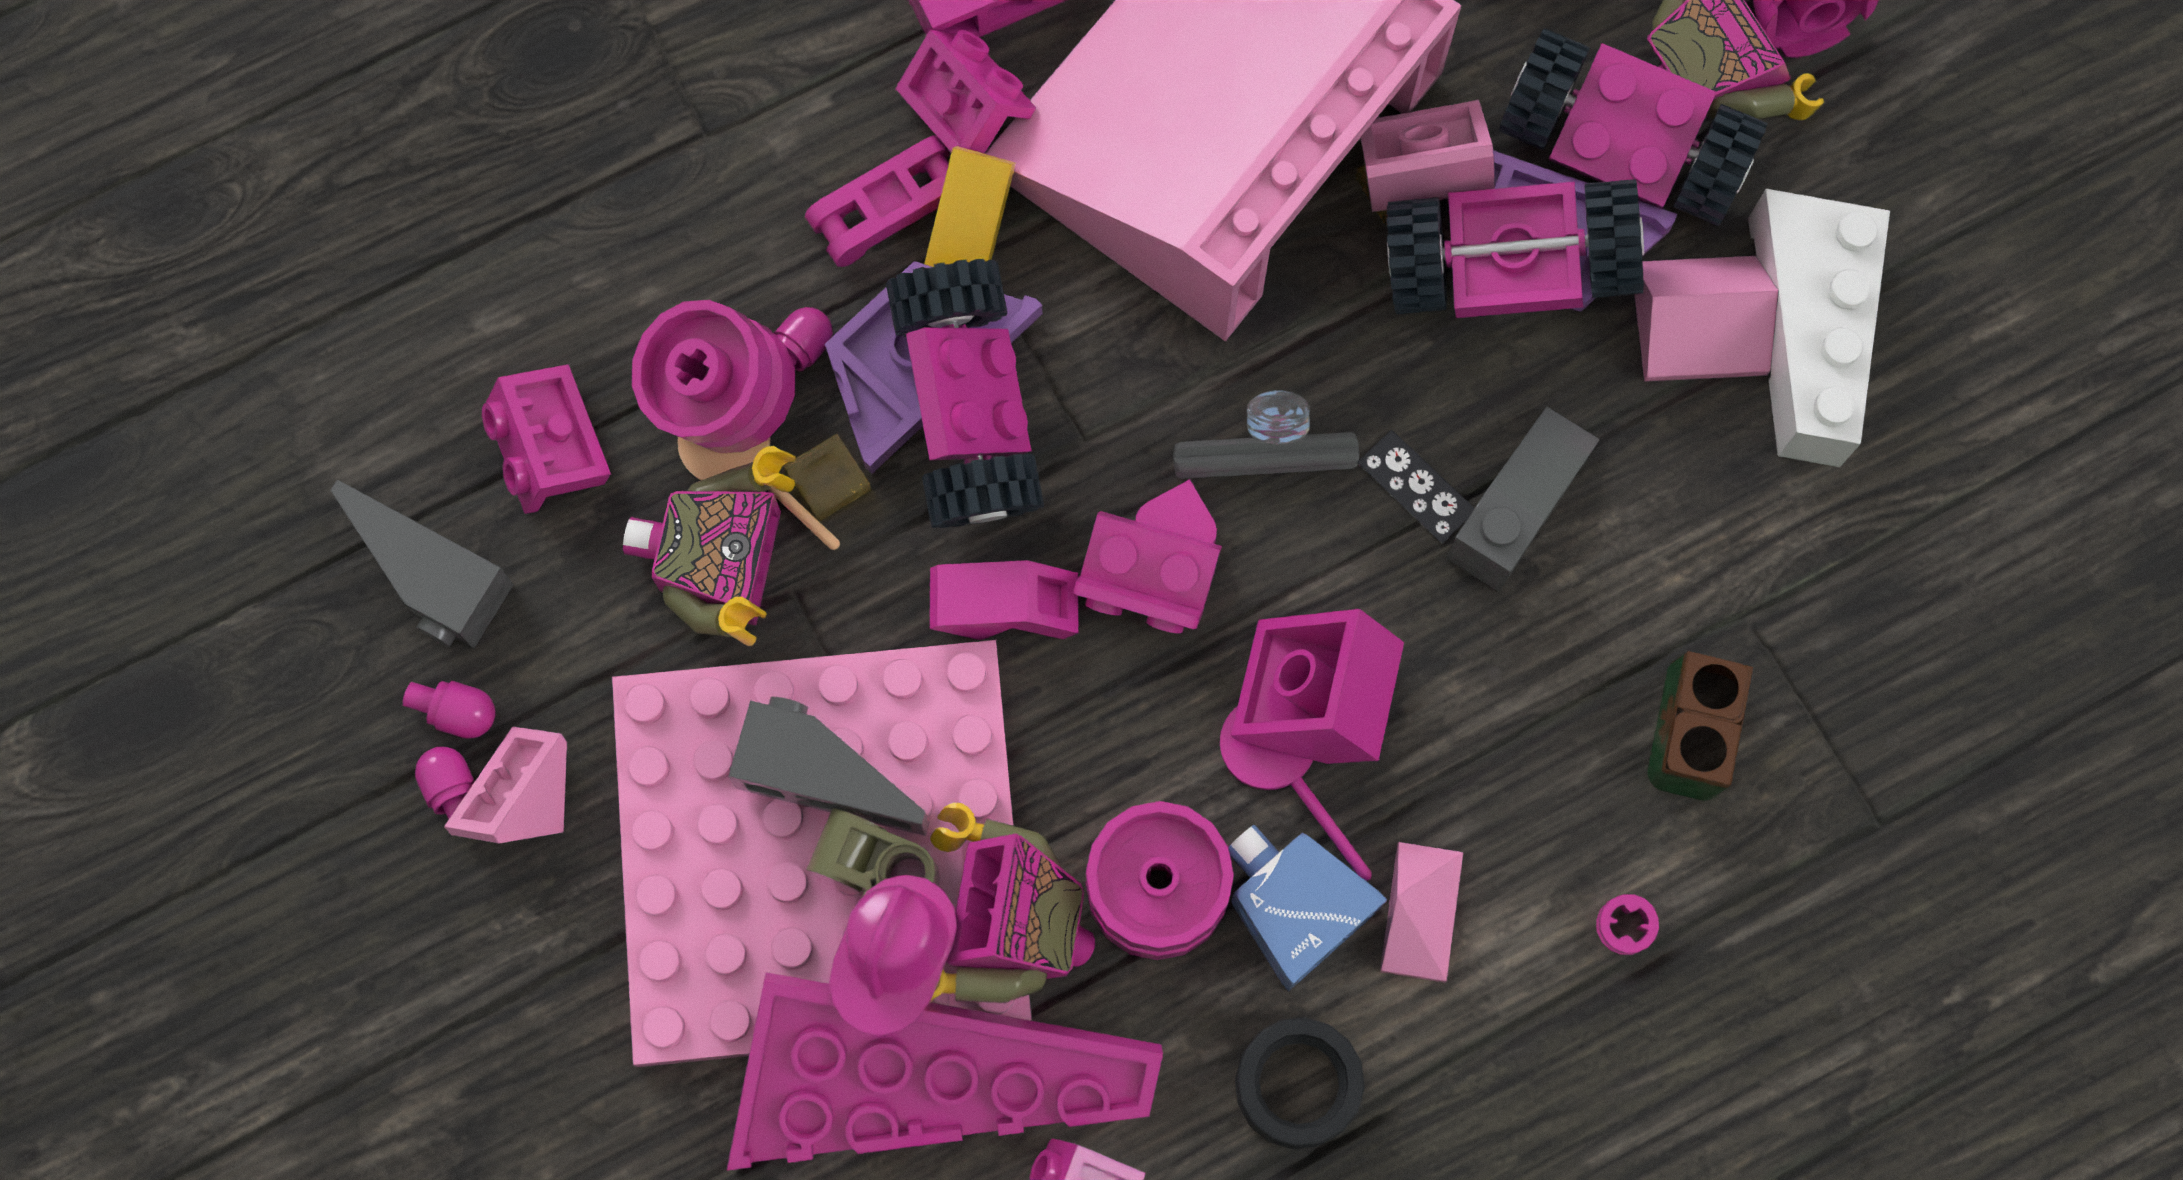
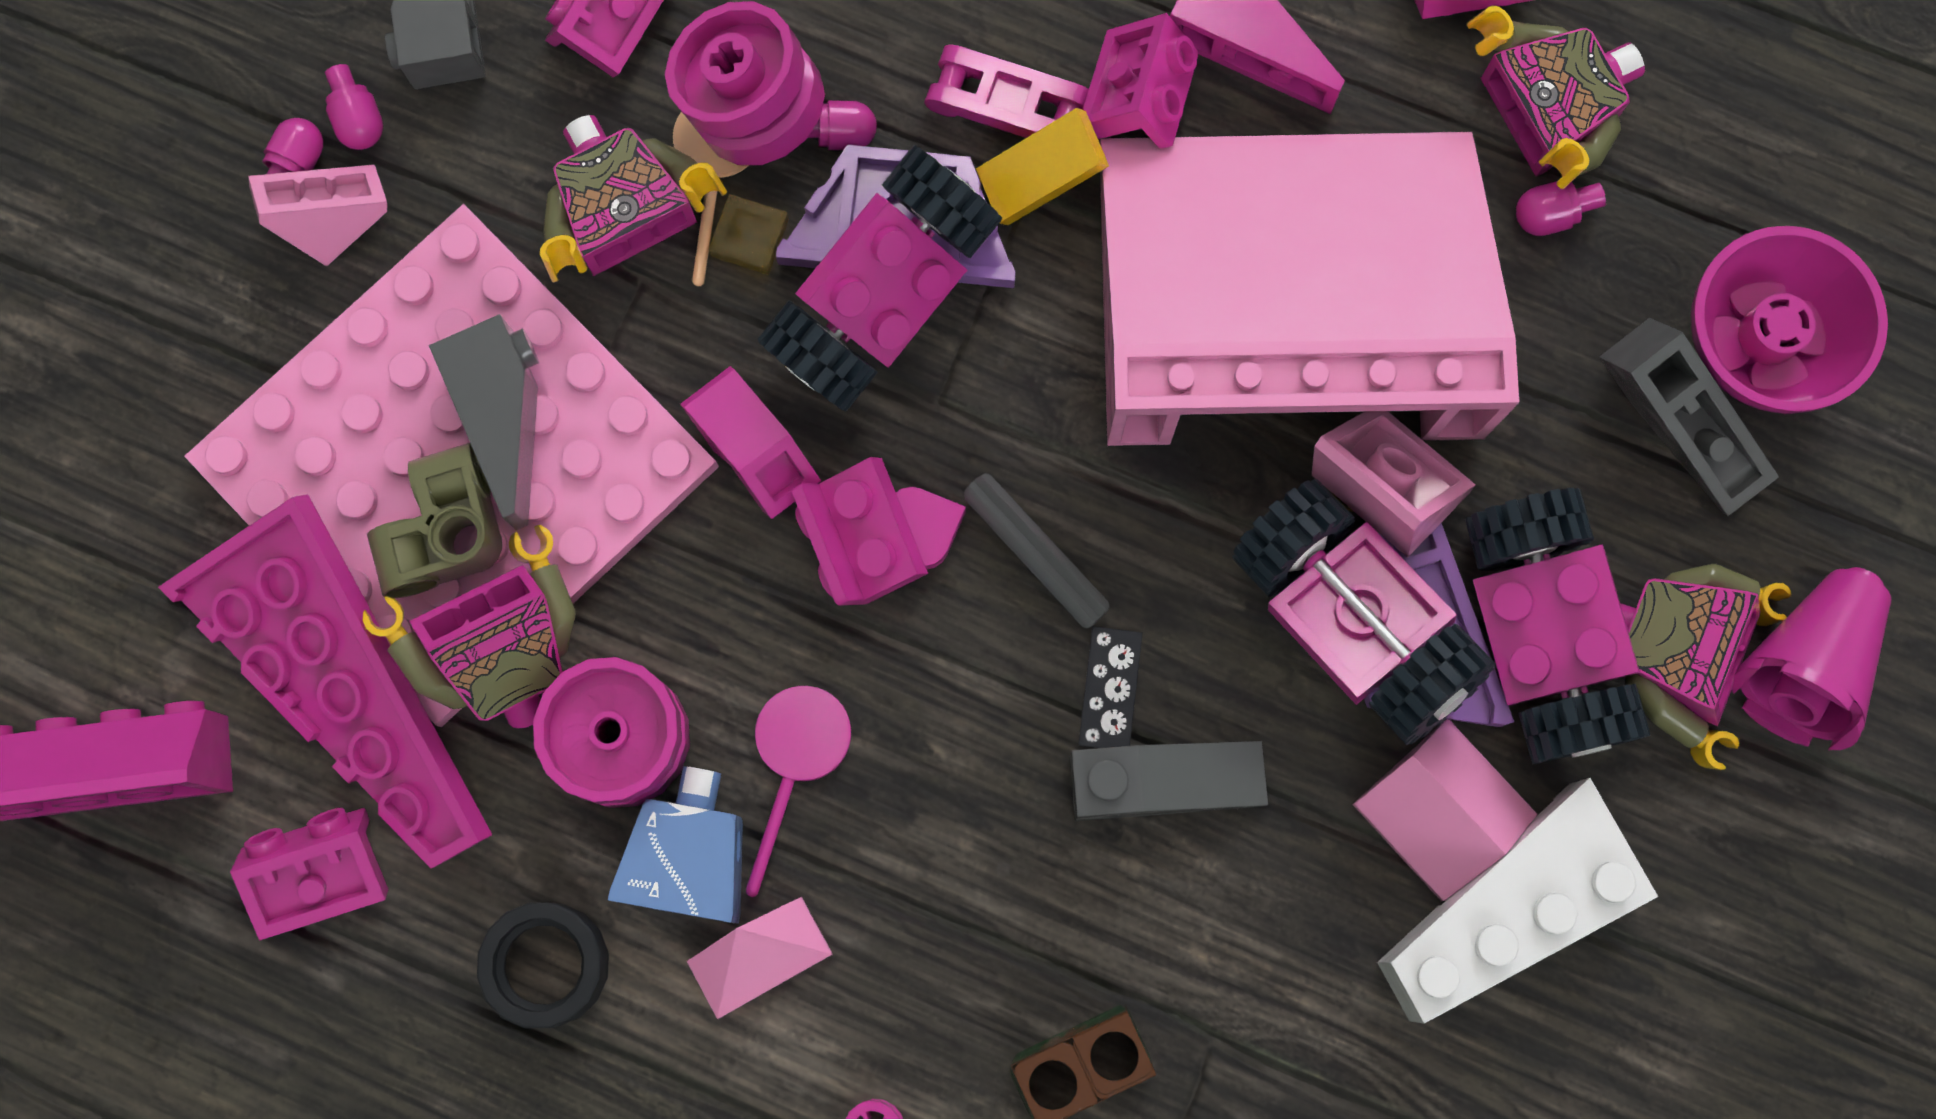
camera: 55 degrees right, 5 degrees up
(892, 954) = (384, 575): dark pink piece -> none
(1278, 417) = (1072, 535): clear tile -> none
(1319, 686) = (871, 738): dark pink slope -> none

